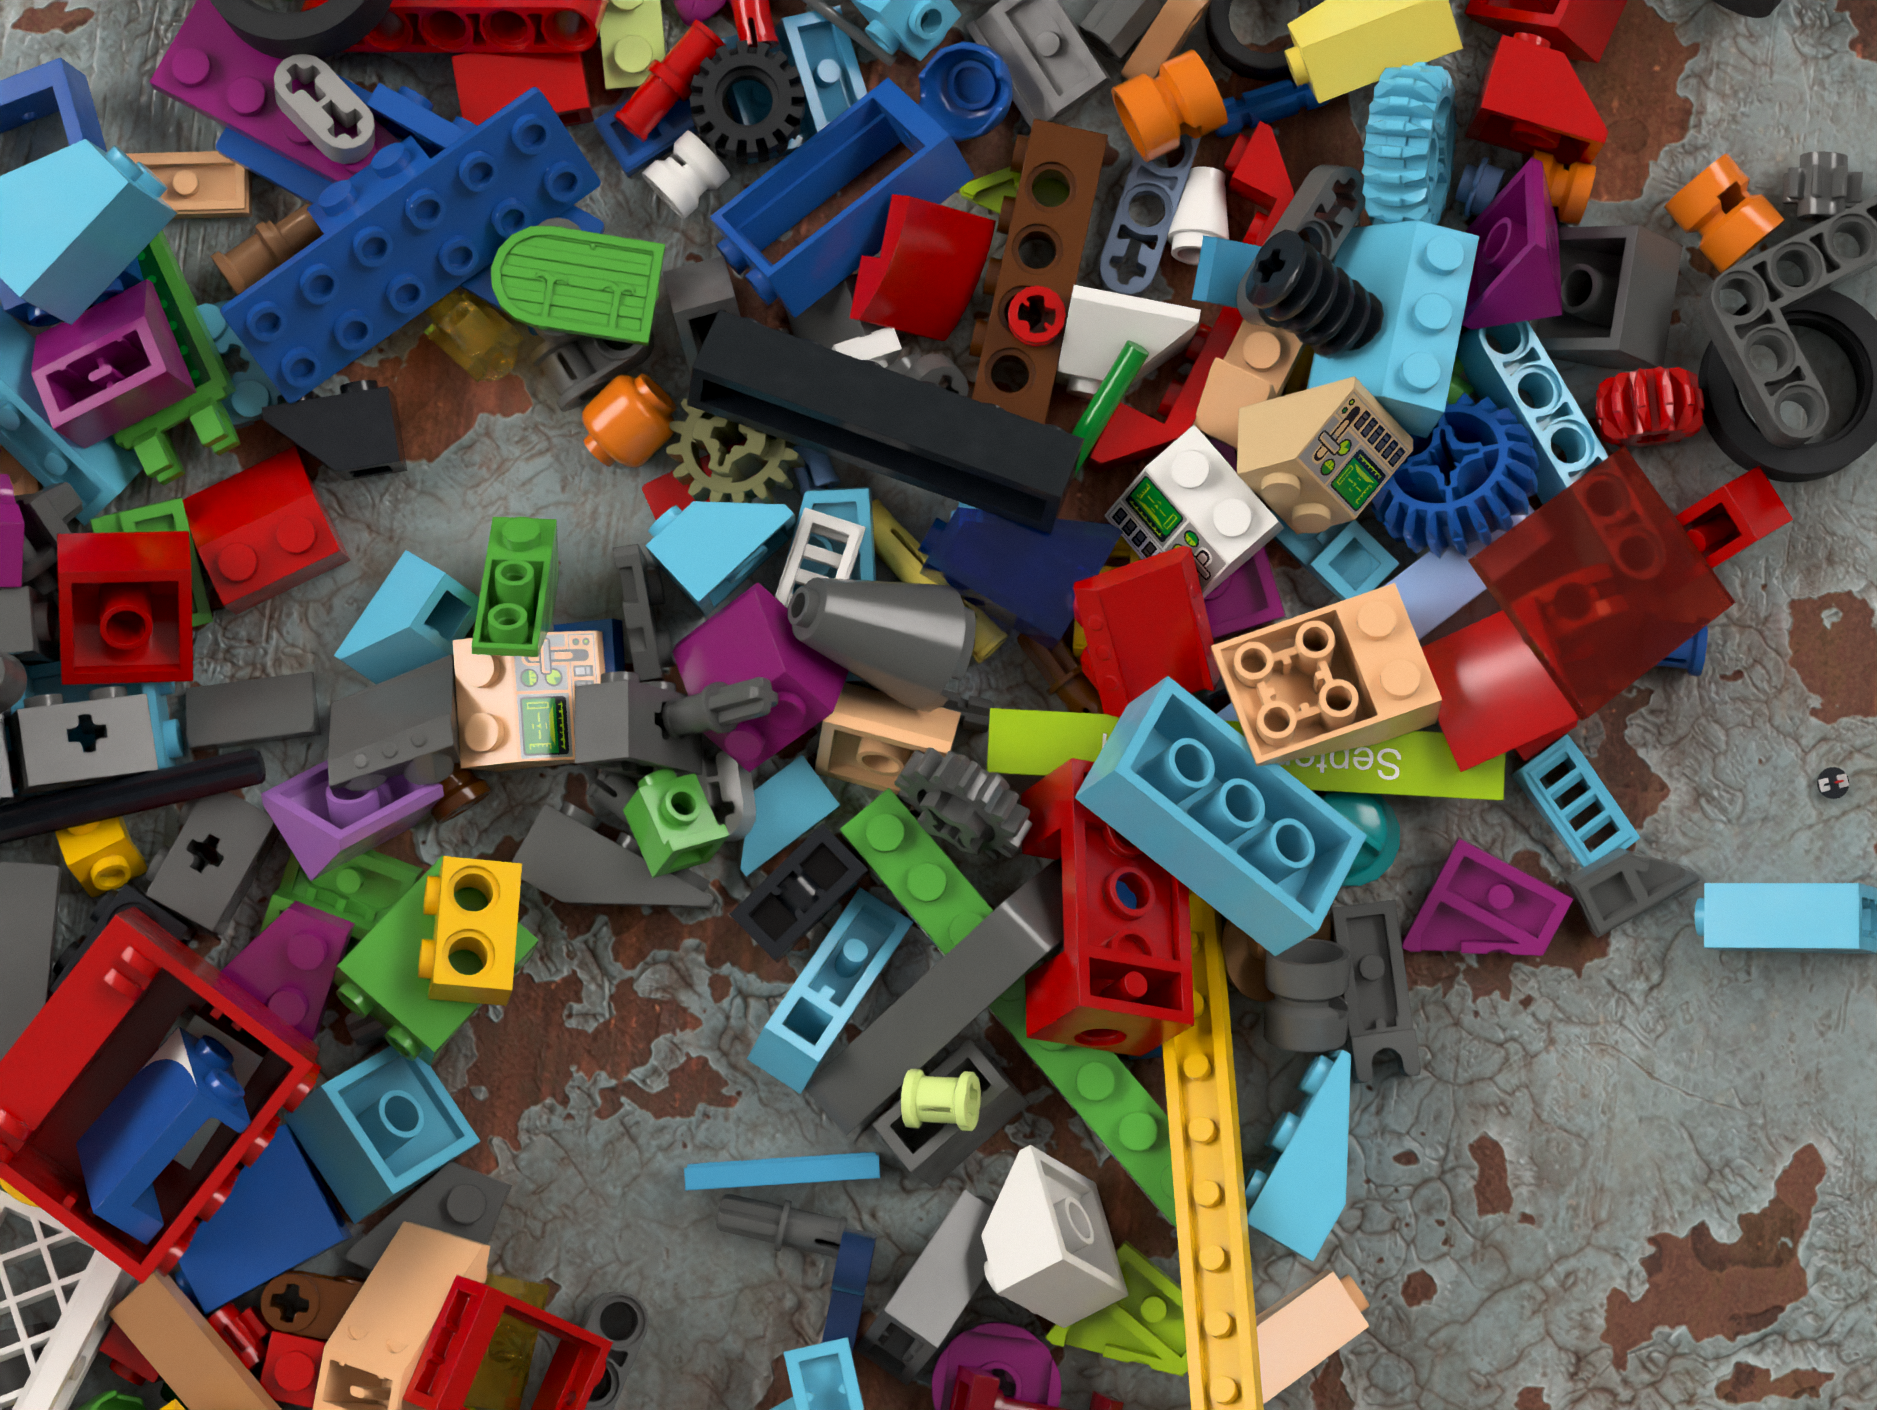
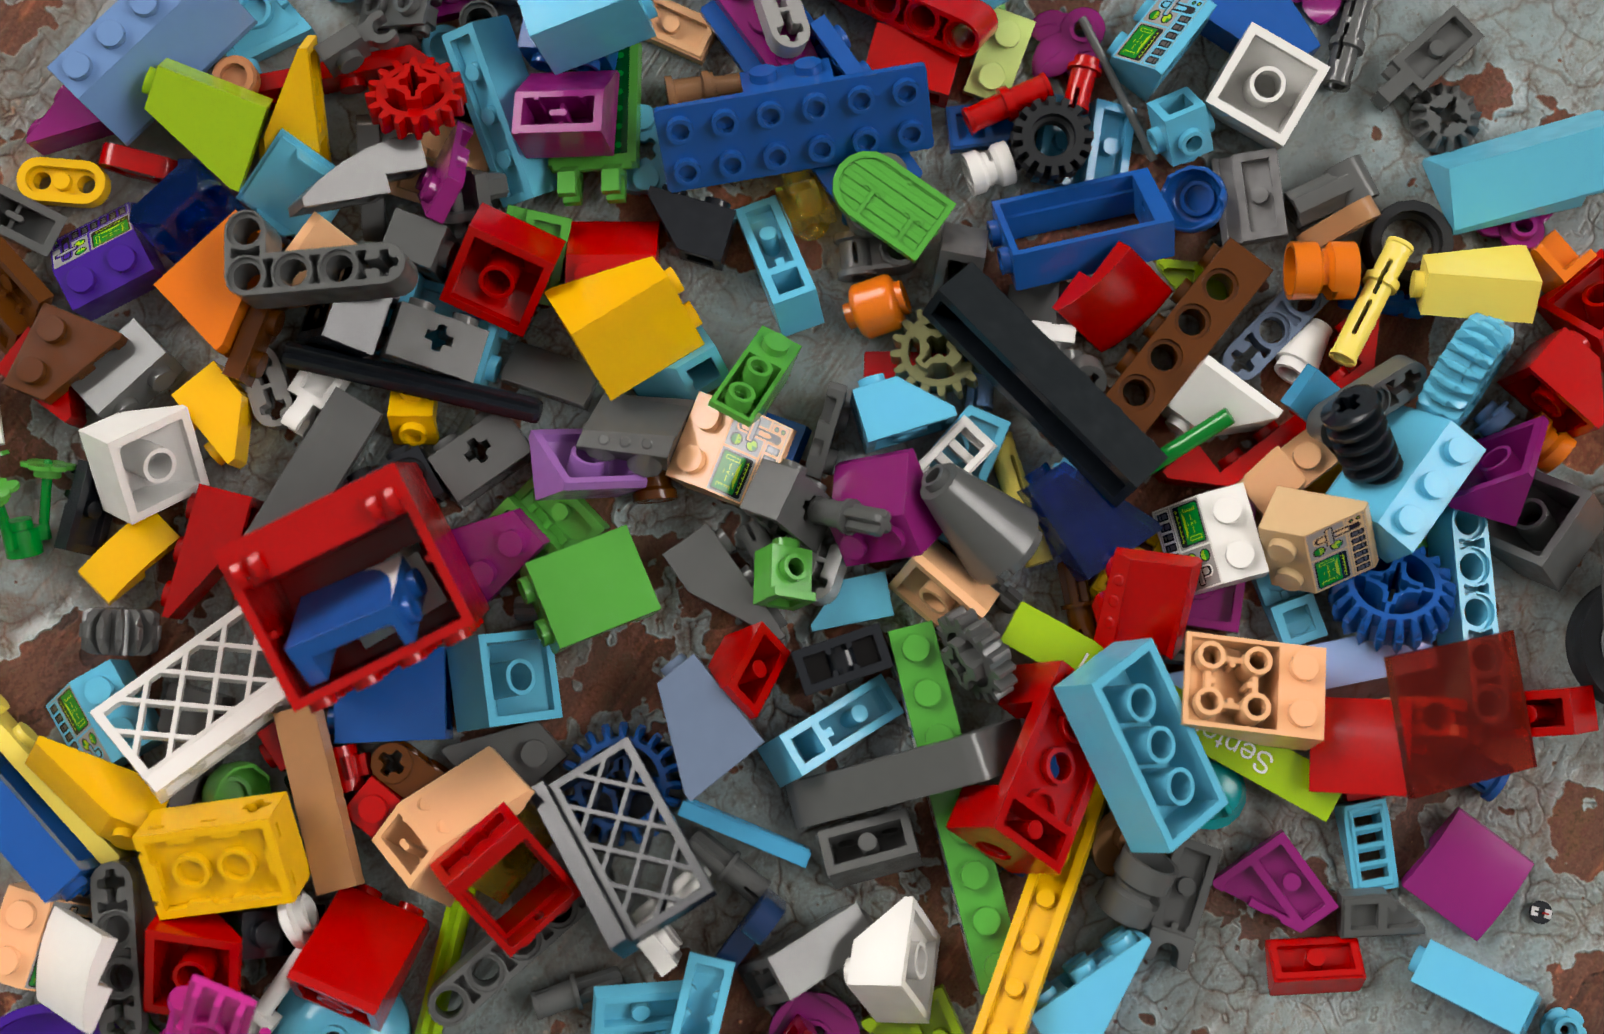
camera: 25 degrees right, 0 degrees up
(318, 597) = (627, 322): none -> yellow slope
(478, 429) = (780, 266): none -> medium azure slope
(485, 932) = (630, 588): yellow brick -> none
(547, 1209) = (663, 782): none -> blue gear
(601, 1307) = (593, 875): none -> fence
(664, 1060) = (703, 724): none -> sand blue slope
(685, 957) = (749, 666): none -> red slope
(743, 1359) = (663, 946): none -> white bracket
(940, 1099) = (869, 839): yellowish green bush -> none
(1051, 304) = (1186, 361): red bush -> none
(1250, 90) = (1392, 258): none -> light yellow pin
(1581, 989) = (1313, 965): none -> red slope
(1649, 407) = (1540, 612): red gear -> none
(1717, 779) = (1467, 873): none -> magenta slope

